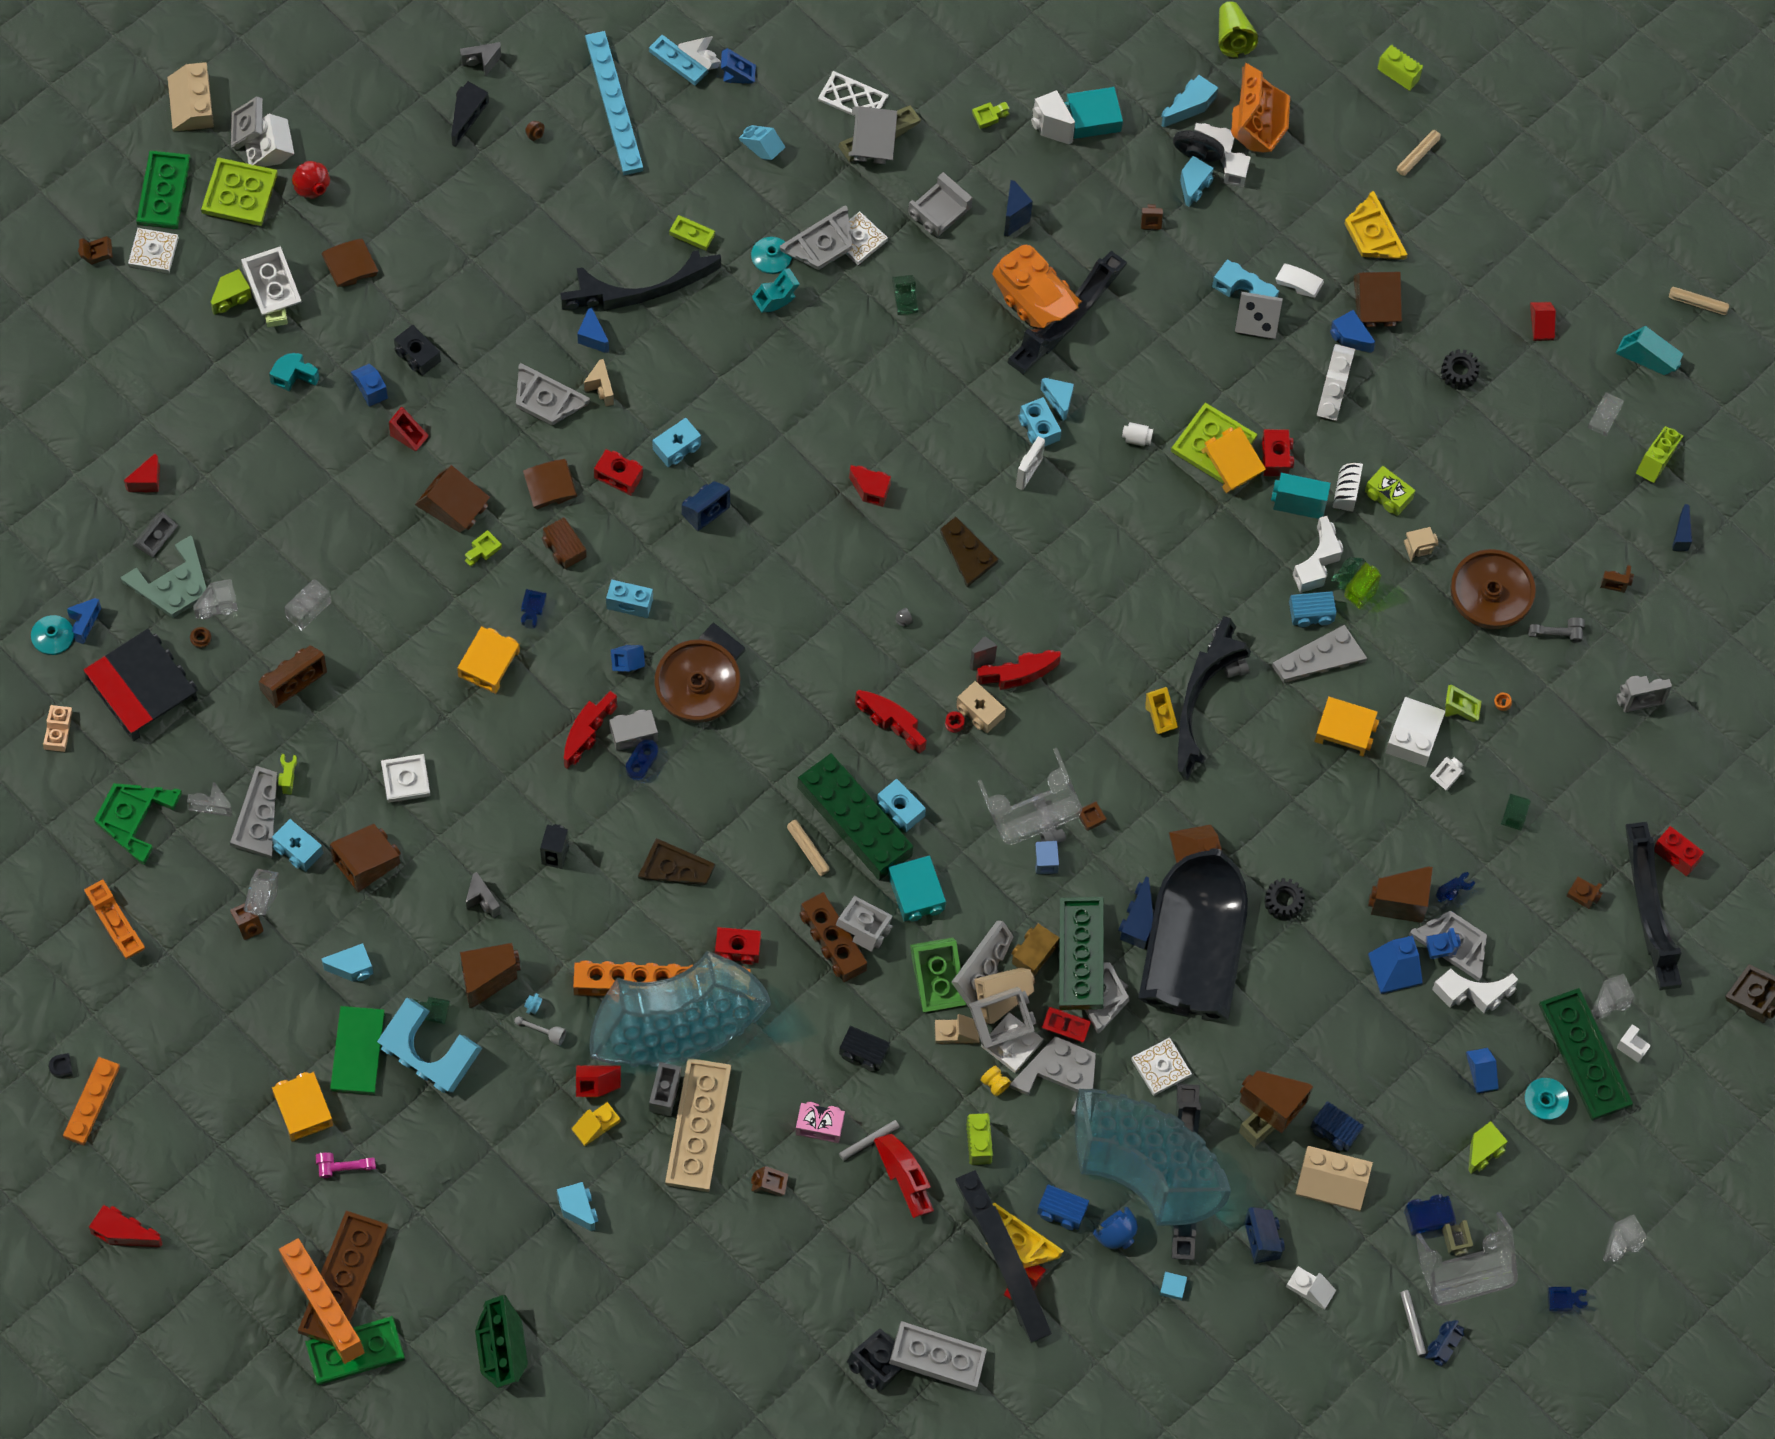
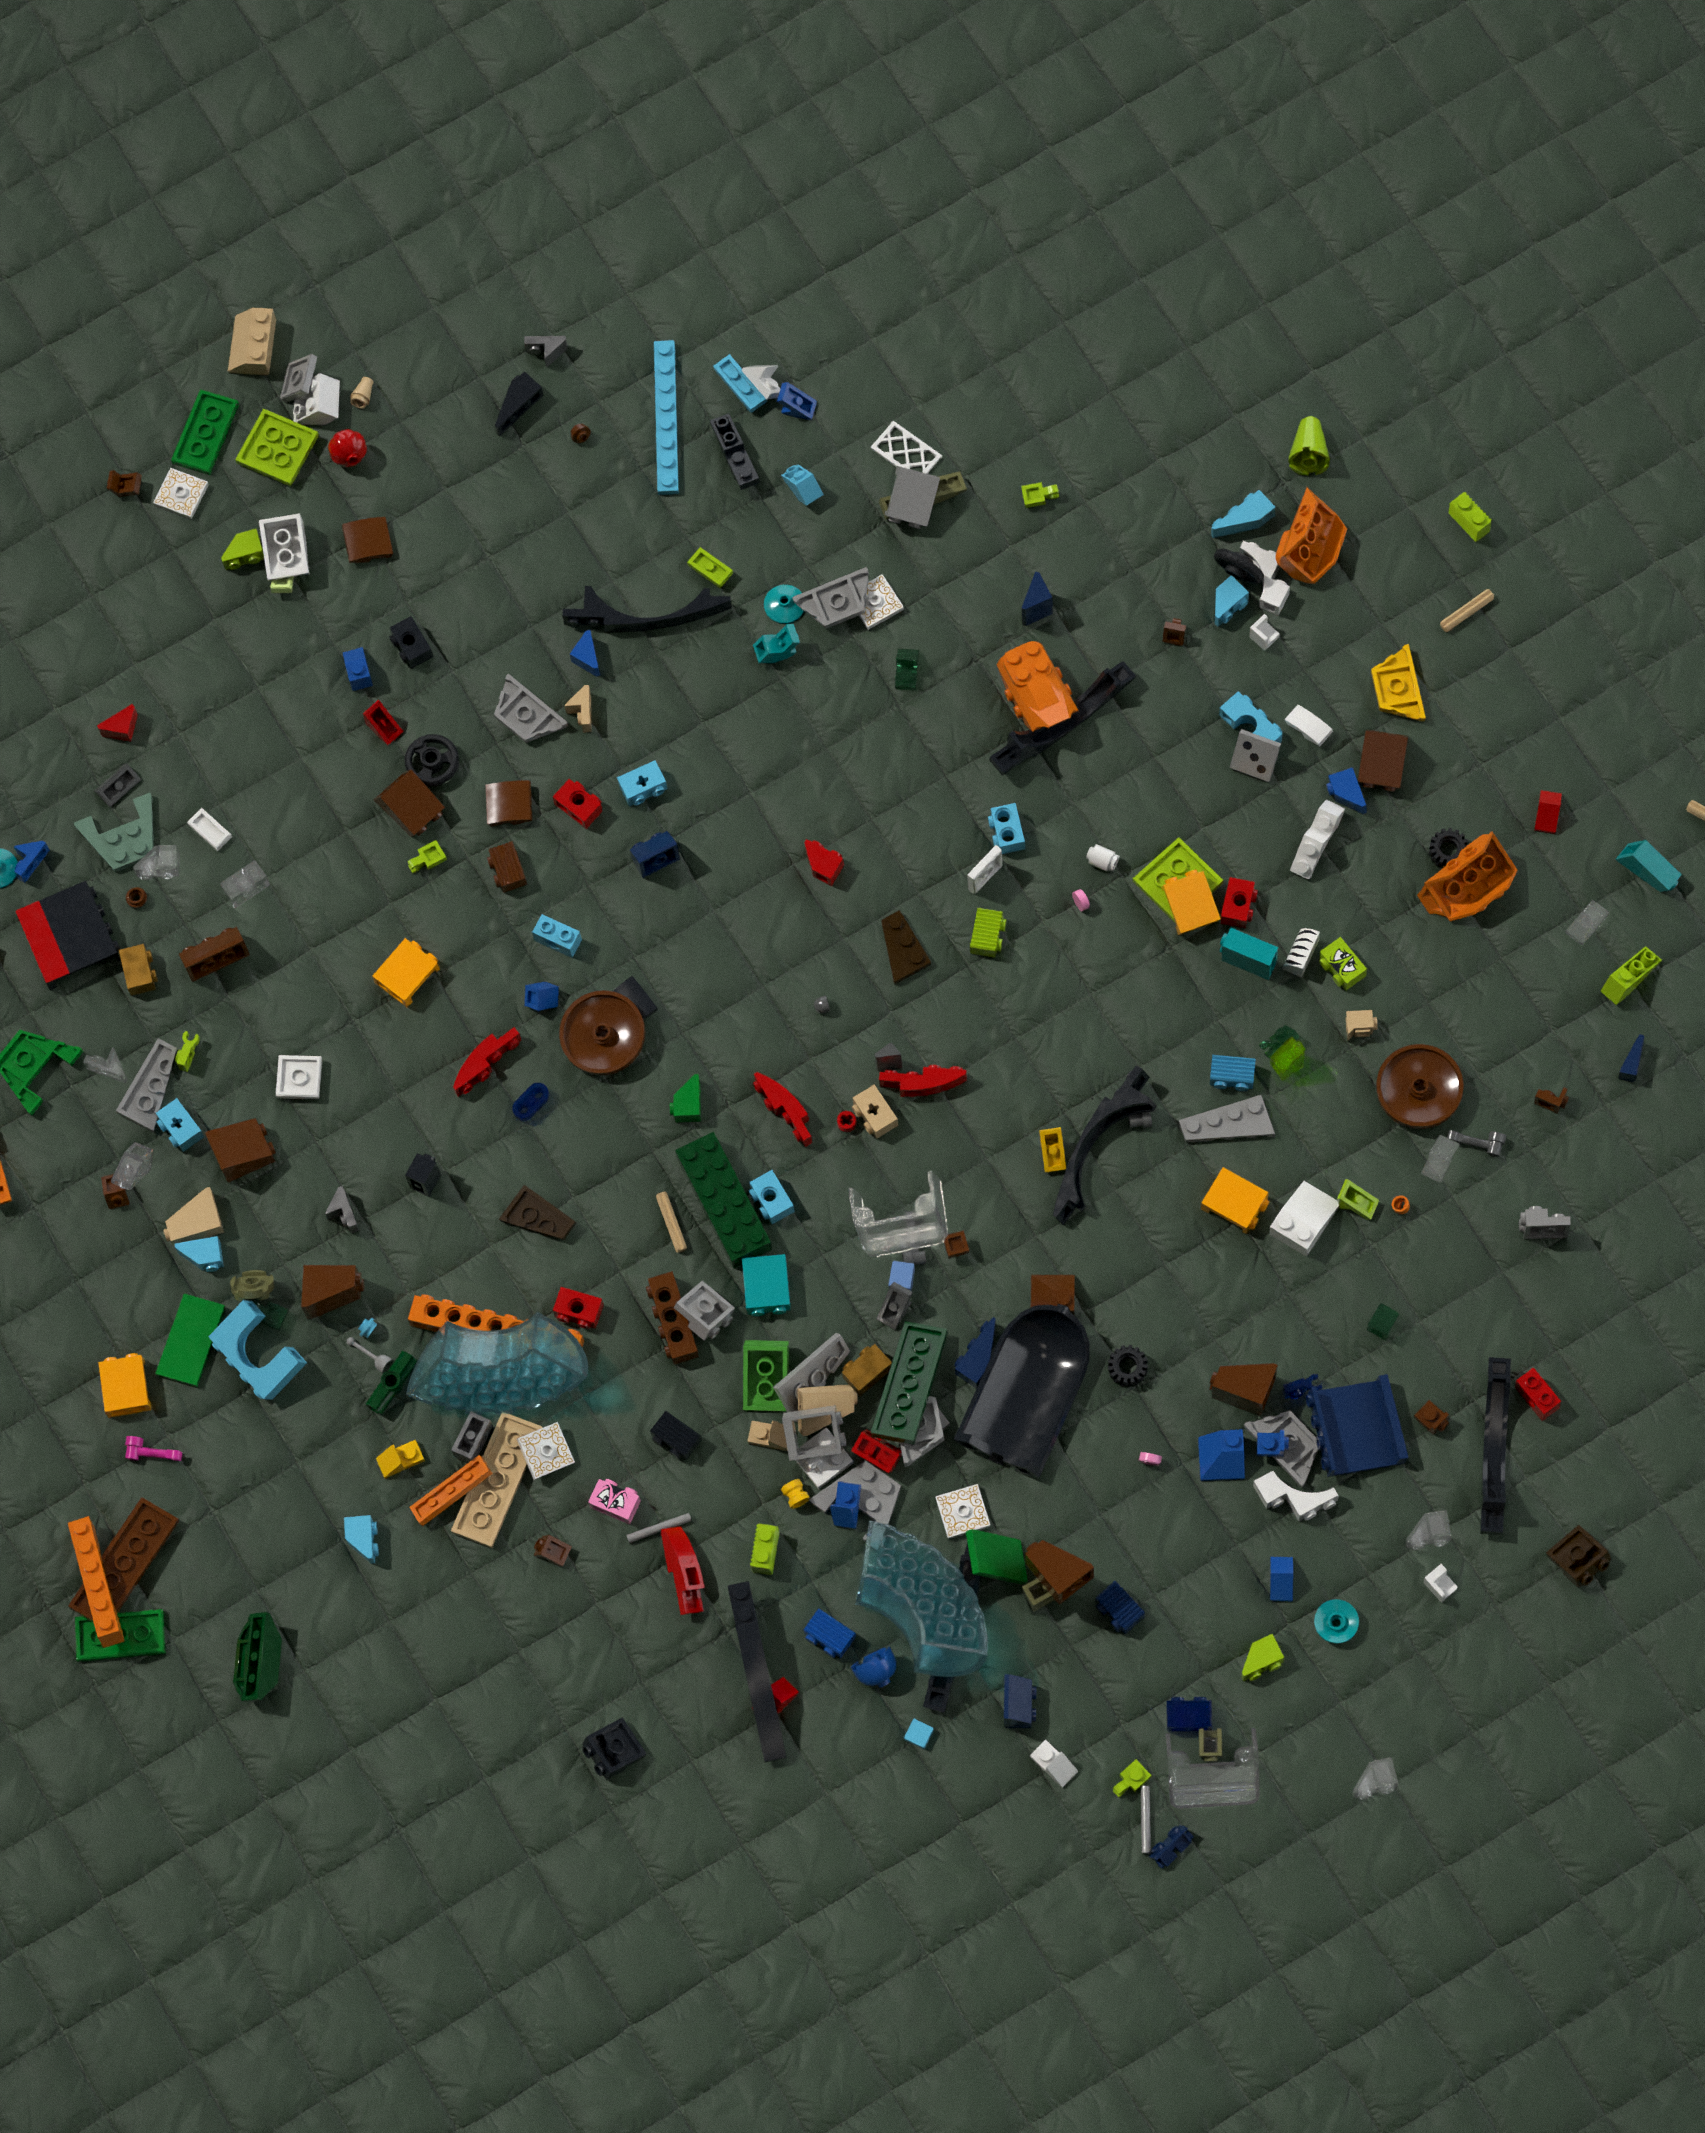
camera: 25 degrees right, 5 degrees up
(219, 705) = (137, 969): none -> pearl gold brick
(258, 560) = (209, 829): none -> white tile
(290, 368) = (284, 638): teal brick -> none
(311, 130) = (361, 395): none -> tan cone
(335, 933) = (195, 1220): none -> tan slope
(409, 984) = (252, 1285): none -> olive plate
(464, 464) = (450, 756): none -> black wheel
(532, 604) = (462, 924): clear blue plate -> none
(566, 1063) = (384, 1394): none -> dark green piece
(597, 1080) = (409, 1416): red slope -> none
(632, 729) = (529, 1069): light grey brick -> none
(656, 1143) = (451, 1490): none -> orange plate
(688, 123) = (734, 451): none -> black slope
(740, 1087) = (545, 1450): none -> white plate
(796, 731) = (687, 1102): none -> green slope
(938, 1356) = (670, 1757): light grey plate -> none
(940, 206) = (964, 583): light grey panel -> none
(1029, 1244) = (782, 1660): yellow wing -> none
(1045, 522) = (986, 932): none -> lime brick
(1047, 884) = (895, 1305): none -> dark grey slope
(1048, 1081) = (847, 1504): none -> blue slope
(1053, 118) = (1098, 510): white slope -> none
(1058, 394) = (1034, 803): medium azure slope -> none
(1095, 112) = (1143, 511): teal brick -> none
(1127, 476) = (1081, 900): none -> bright pink tile
(1210, 1099) = (996, 1556): none -> green tile
(1235, 205) = (1263, 633): none -> white panel
(1312, 572) = (1241, 1034): white arch -> none
(1329, 981) = (1150, 1459): none -> bright pink tile
(1333, 1178) = (1103, 1659): tan slope -> none
(1390, 1285) = (1133, 1777): none -> lime plate
(1447, 772) = (1325, 1267): white bracket -> none
(1490, 394) = (1469, 881): none -> orange slope
(1519, 913) = (1357, 1427): none -> dark blue panel
(1528, 652) = (1440, 1158): none -> clear slope
(1562, 1298) = (1299, 1826): clear blue plate -> none
(1585, 1054) = (1388, 1583): dark green plate -> none

